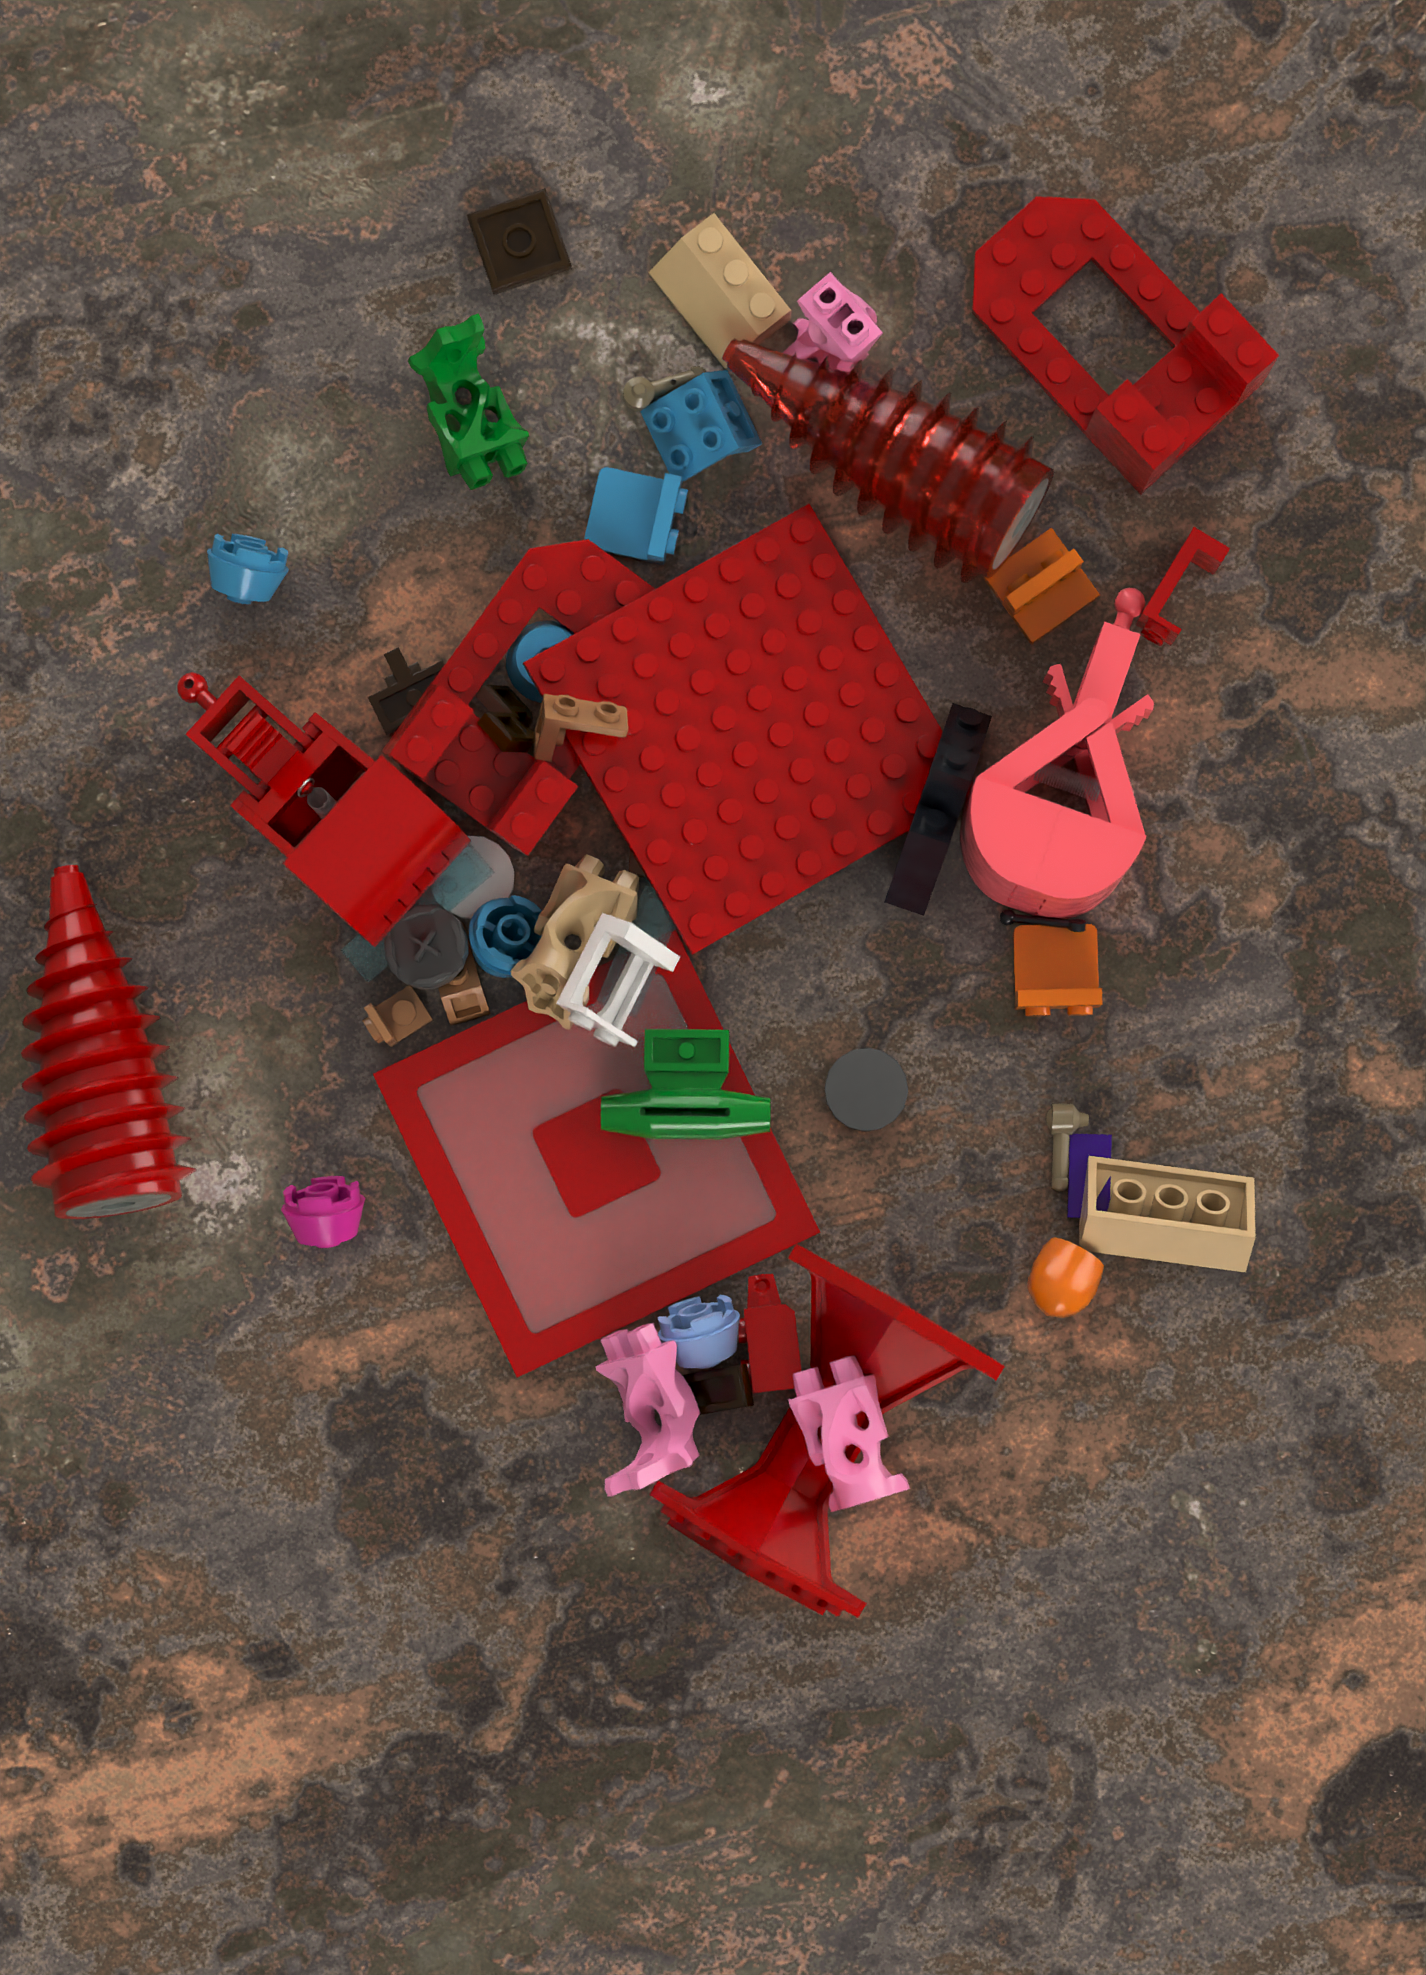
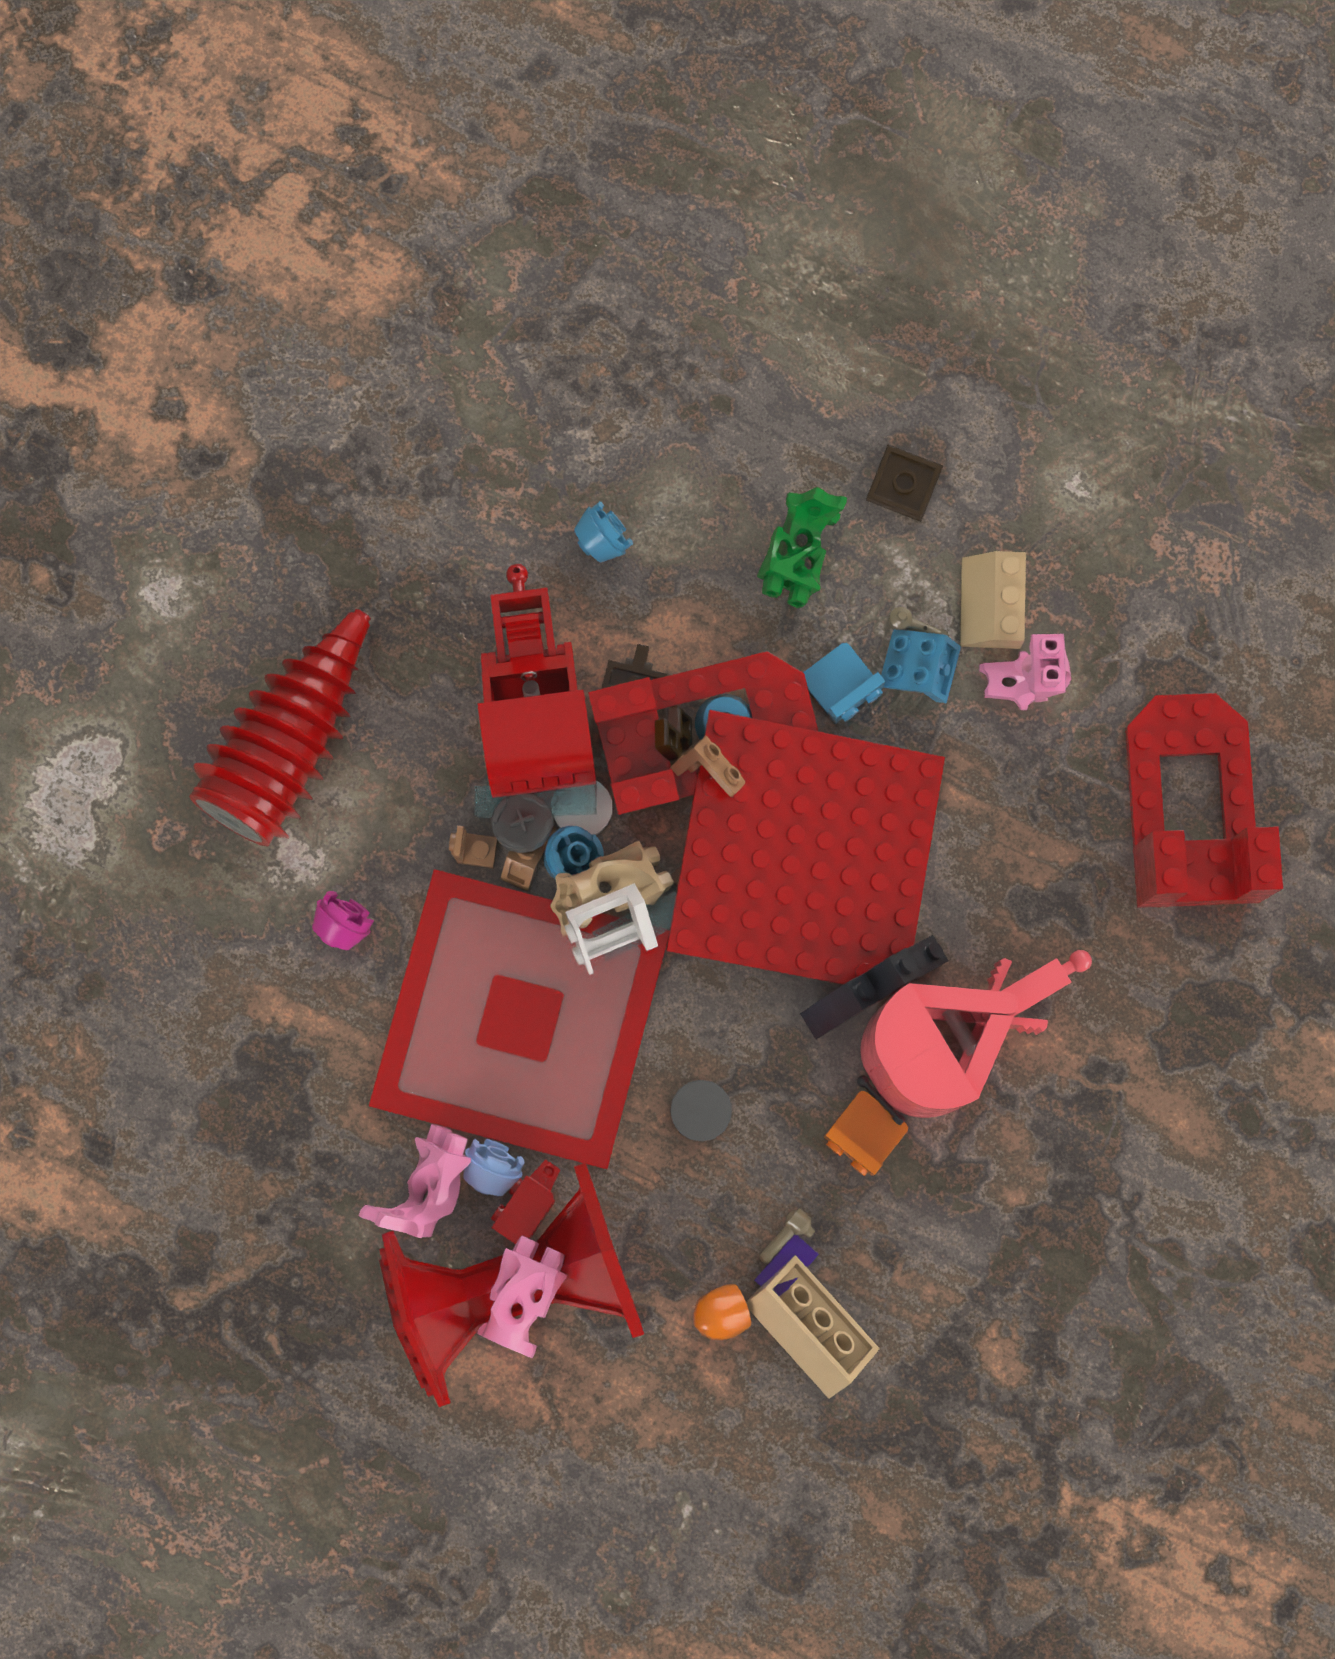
camera: 40 degrees right, 5 degrees down
(686, 1092) = (597, 1026): green plate -> none
(721, 1389) = (475, 1210): dark brown tile -> none
(905, 455) = (1021, 774): clear red cone -> none
(1042, 586) = (1038, 911): orange bracket -> none
(1198, 549) = (1145, 965): red panel -> none

